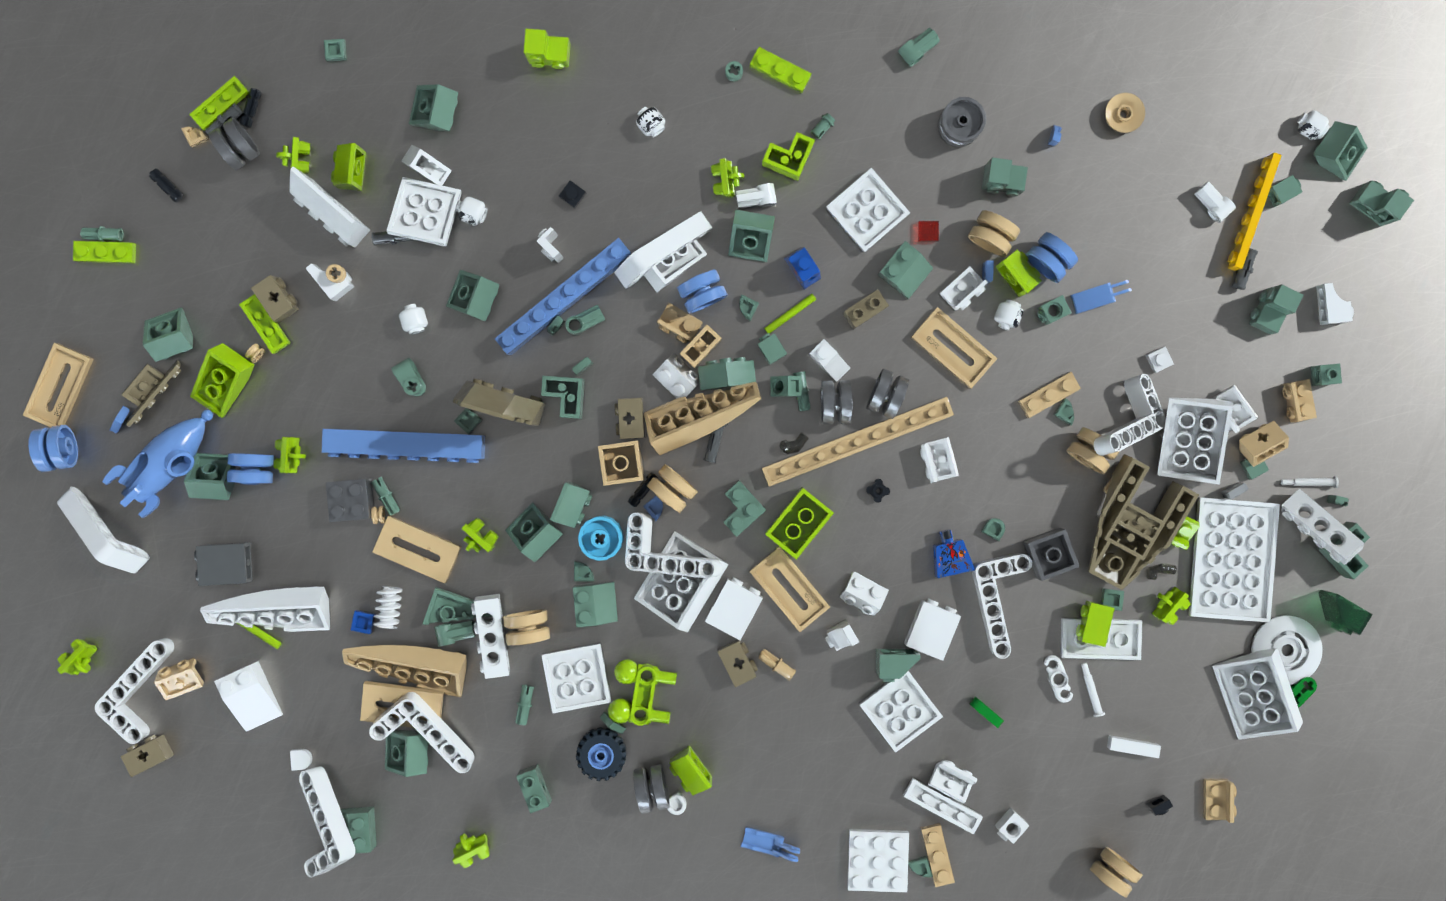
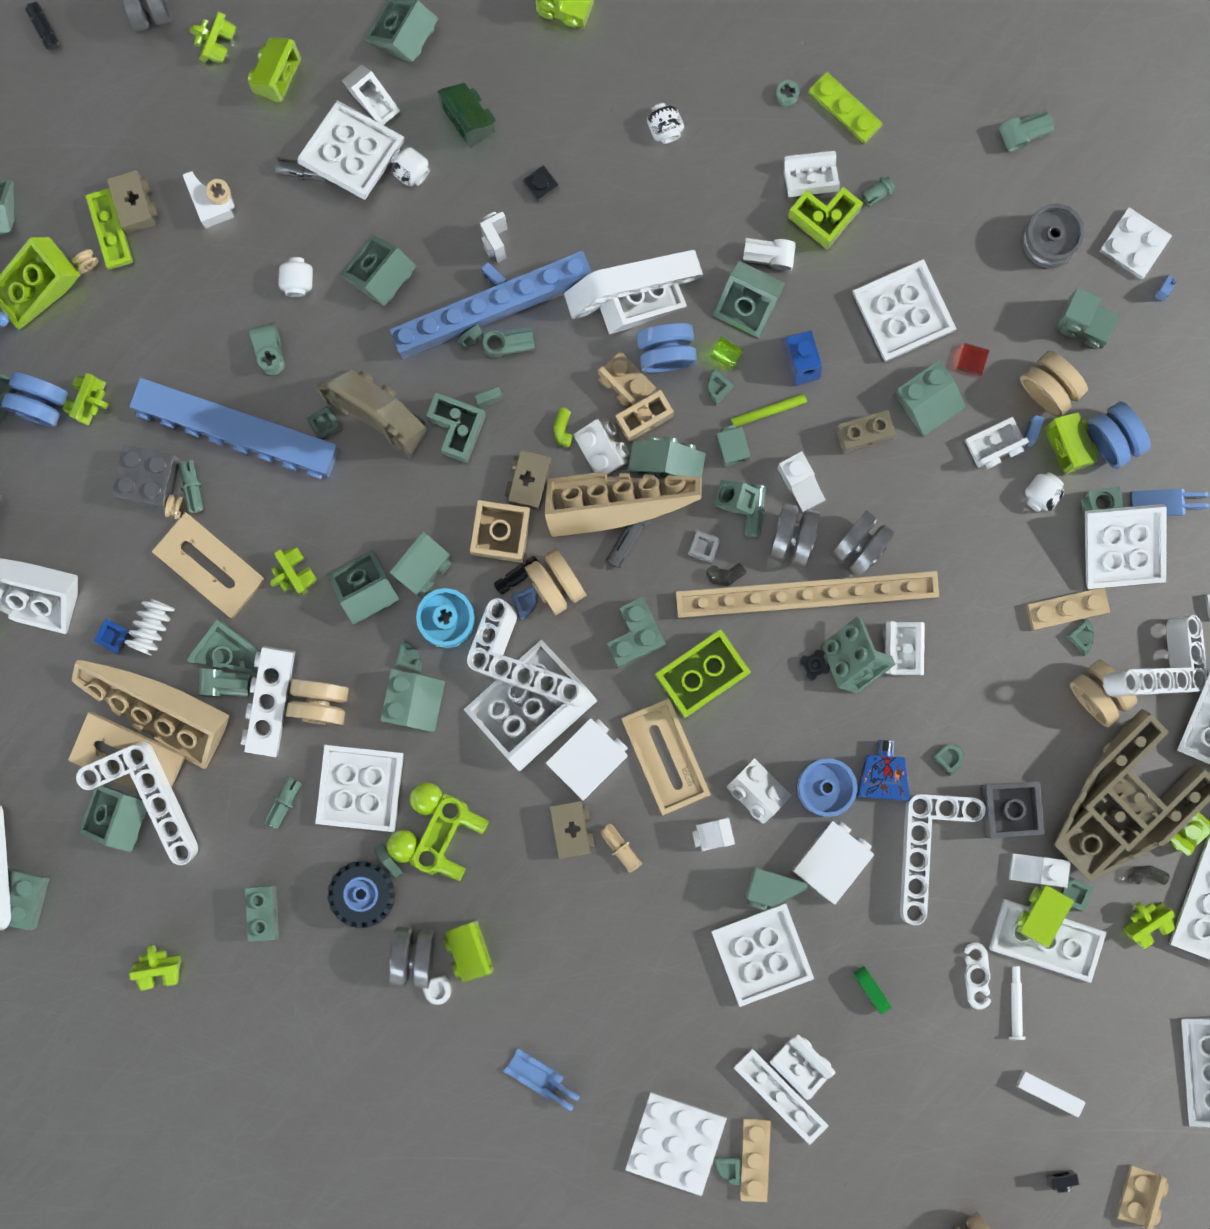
camera: 15 degrees right, 5 degrees down
(326, 208) = (231, 110): white slope -> none
(501, 158) = (466, 113): none -> clear green slope
(558, 274) = (492, 275): none -> medium blue tile
(641, 372) = (559, 428): none -> lime arm
(729, 177) = (743, 219): lime hips -> none
(746, 280) = (726, 353): none -> clear neon green gear
(770, 128) = (812, 173): none -> white bracket
(772, 428) = (703, 546): none -> light grey tile
(905, 478) = (854, 657): none -> sand green bracket
(917, 589) = (841, 782): none -> medium blue wheel
(979, 354) = (994, 533): tan piece -> none
(1008, 818) = (873, 1152): white brick -> none
(1023, 108) = (1135, 243): none -> white plate
(1079, 337) = (1125, 546): none -> white plate
(1082, 591) = (1039, 870): none -> white arch

